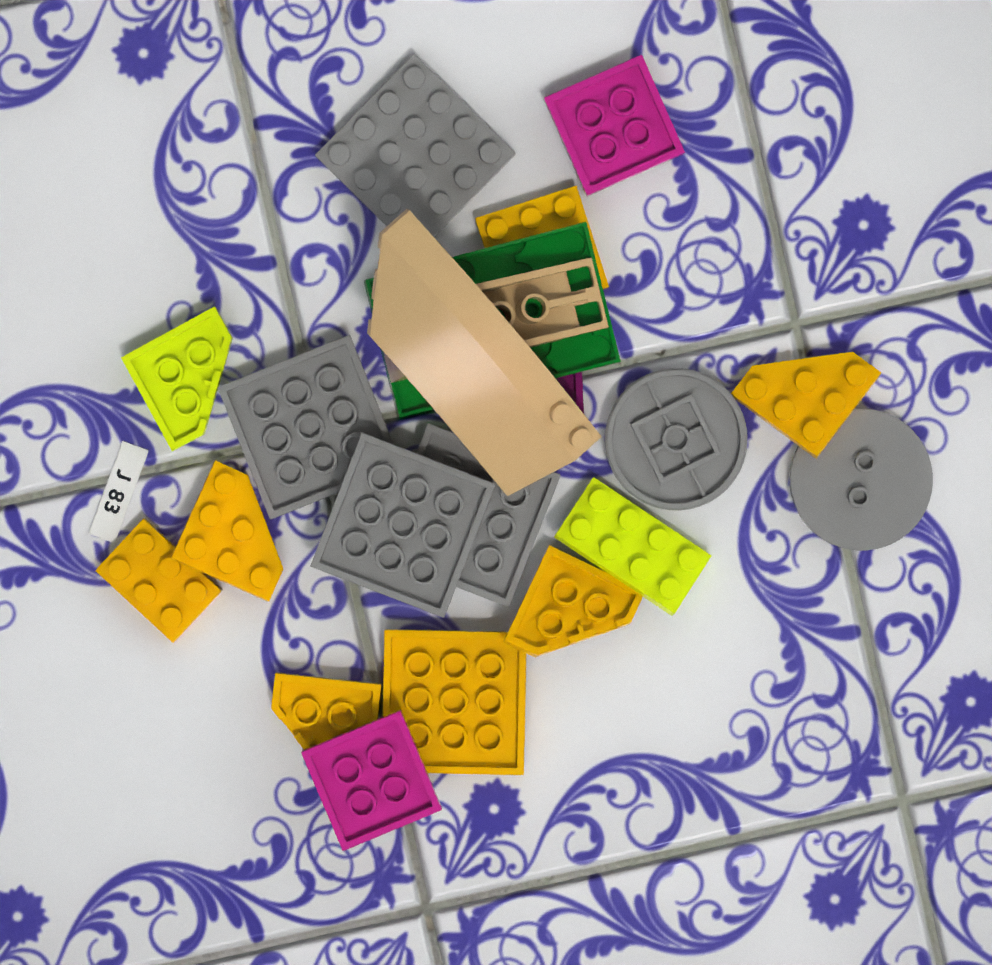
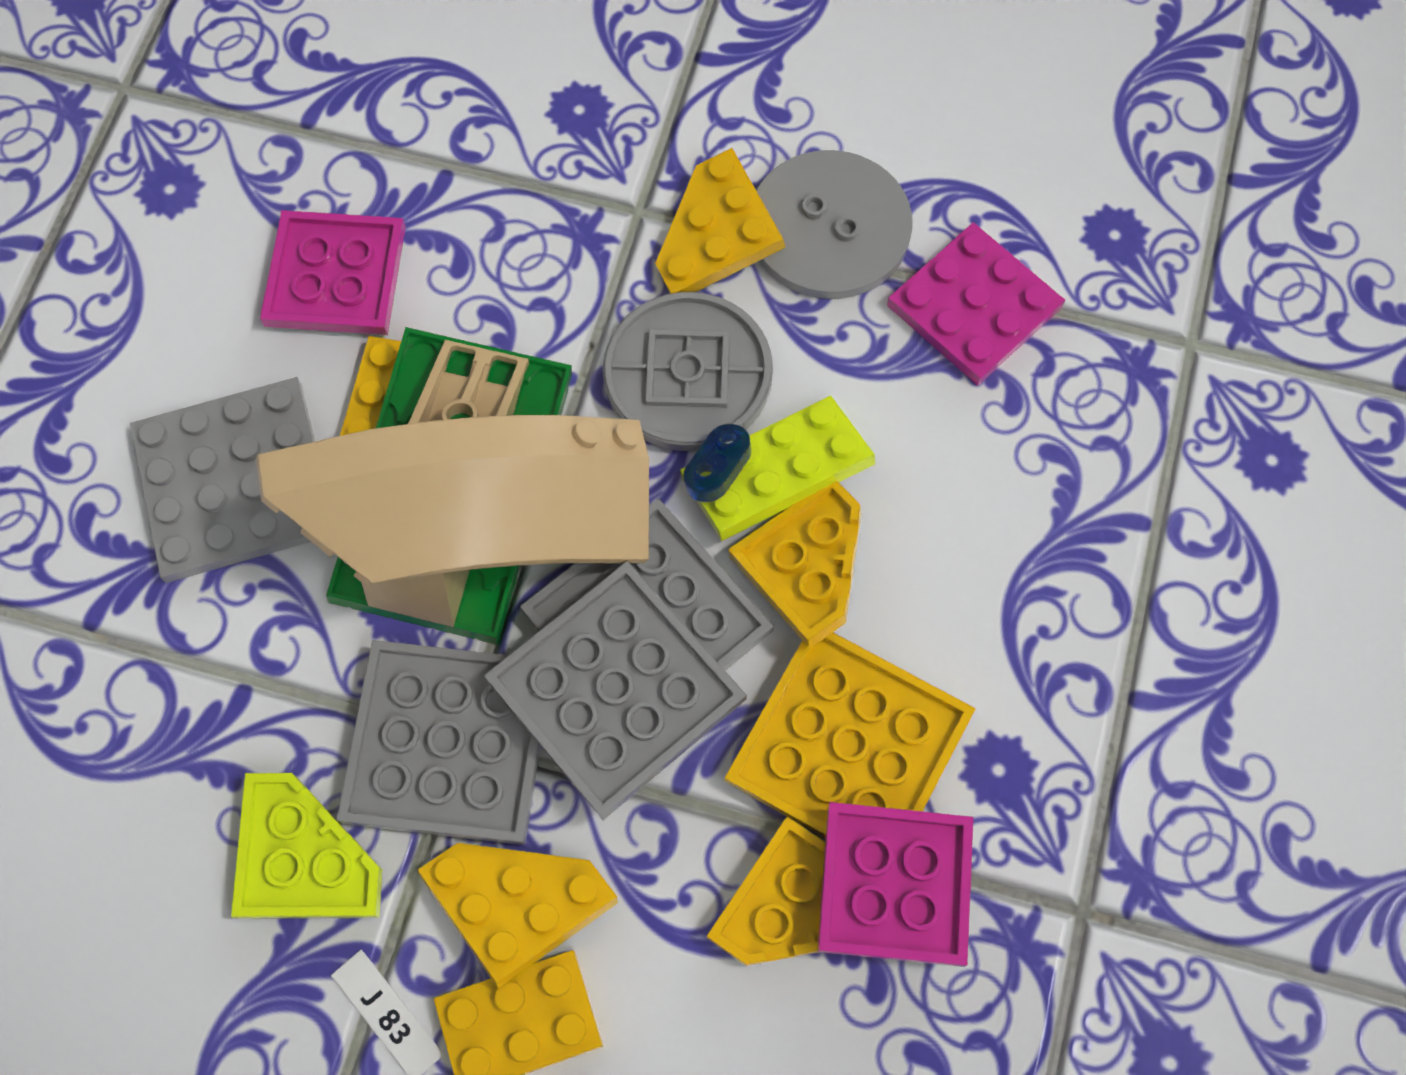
camera: 60 degrees left, 20 degrees down
(608, 505) = (720, 459): none -> plate
(850, 624) = (975, 303): none -> dark pink plate

